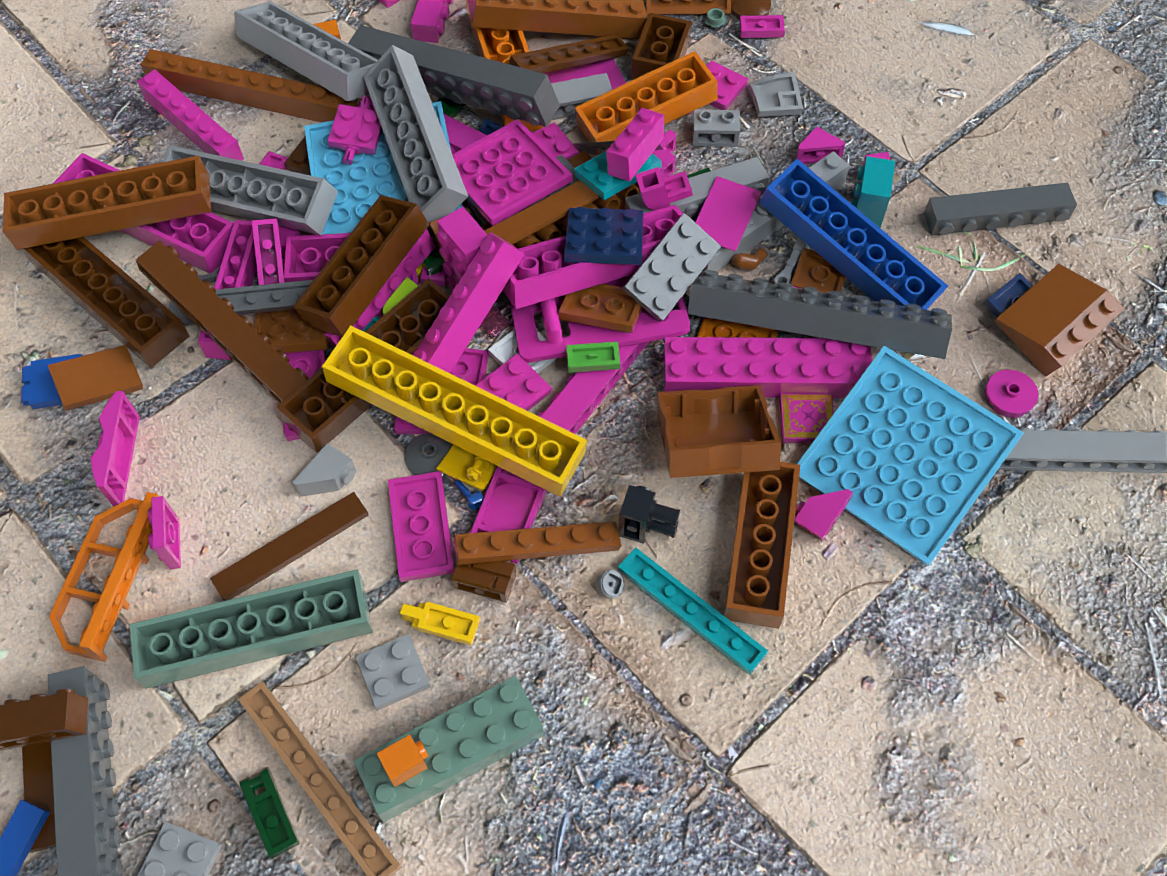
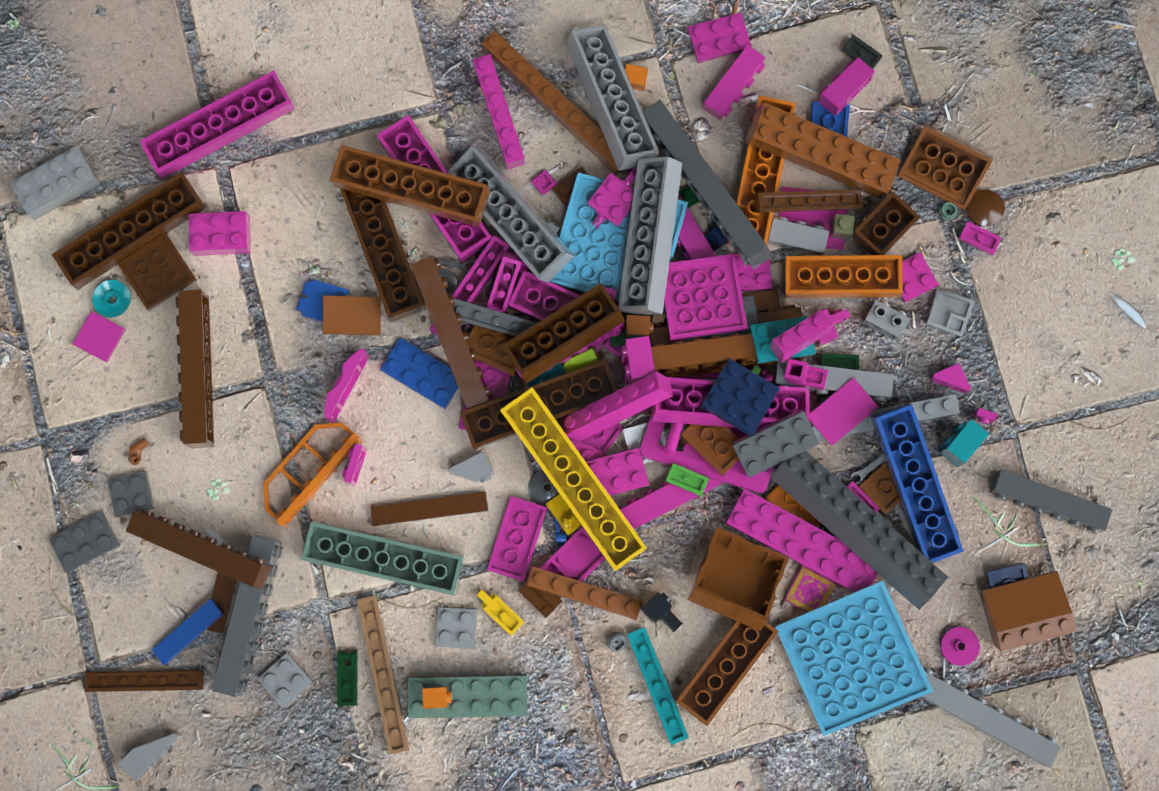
camera: 25 degrees right, 20 degrees up
(213, 403) = (421, 373): none -> blue plate
(618, 67) = (842, 226): none -> olive brick
(749, 261) = (843, 449): dark orange arm -> none
(822, 512) = (775, 667): dark pink slope -> none

